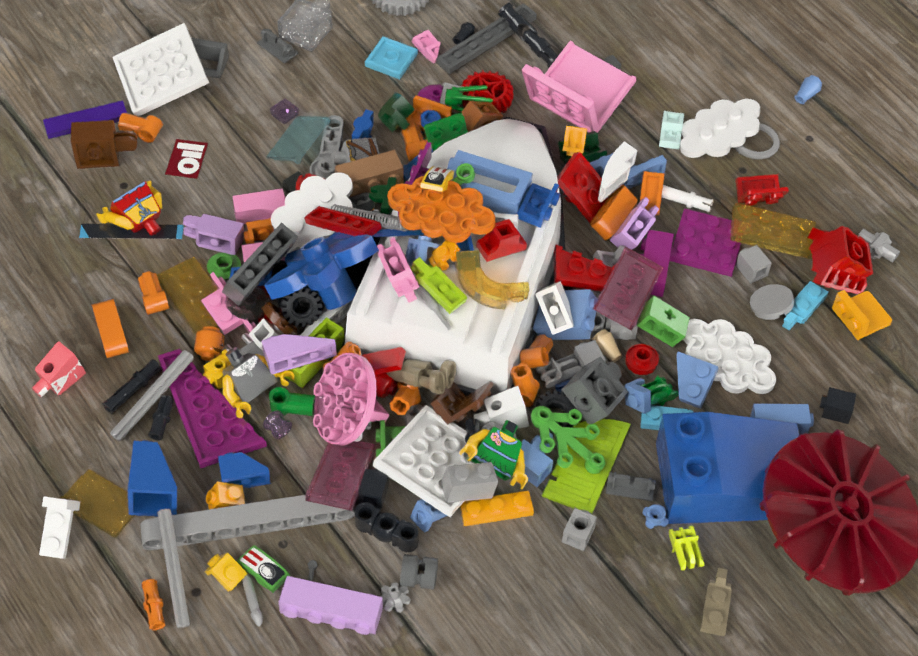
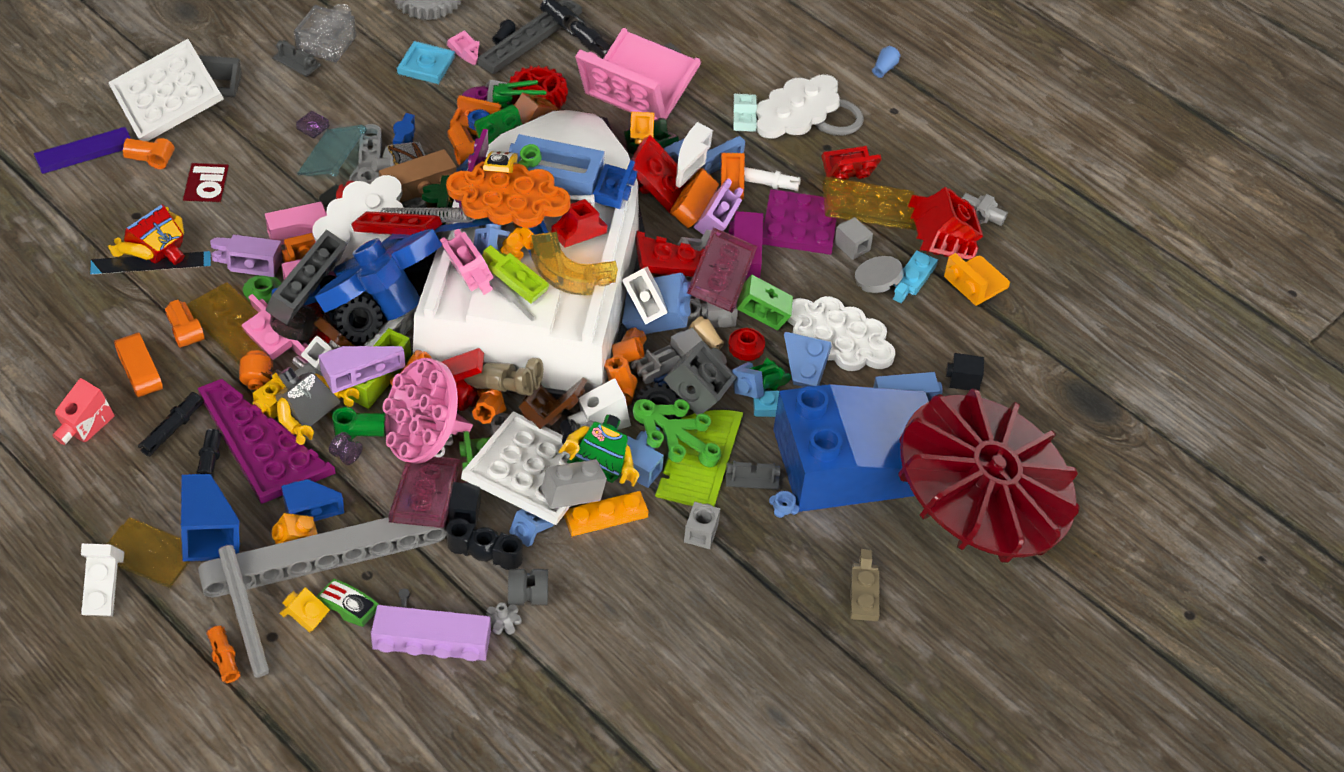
camera: 10 degrees left, 5 degrees down
(98, 143) = (112, 178): reddish brown brick -> none
(151, 395) = (195, 430): light grey axle -> none
(256, 614) = (339, 638): light grey piece -> none
(395, 112) = (439, 115): dark green brick -> none
(686, 547) = (823, 532): neon yellow arm -> none

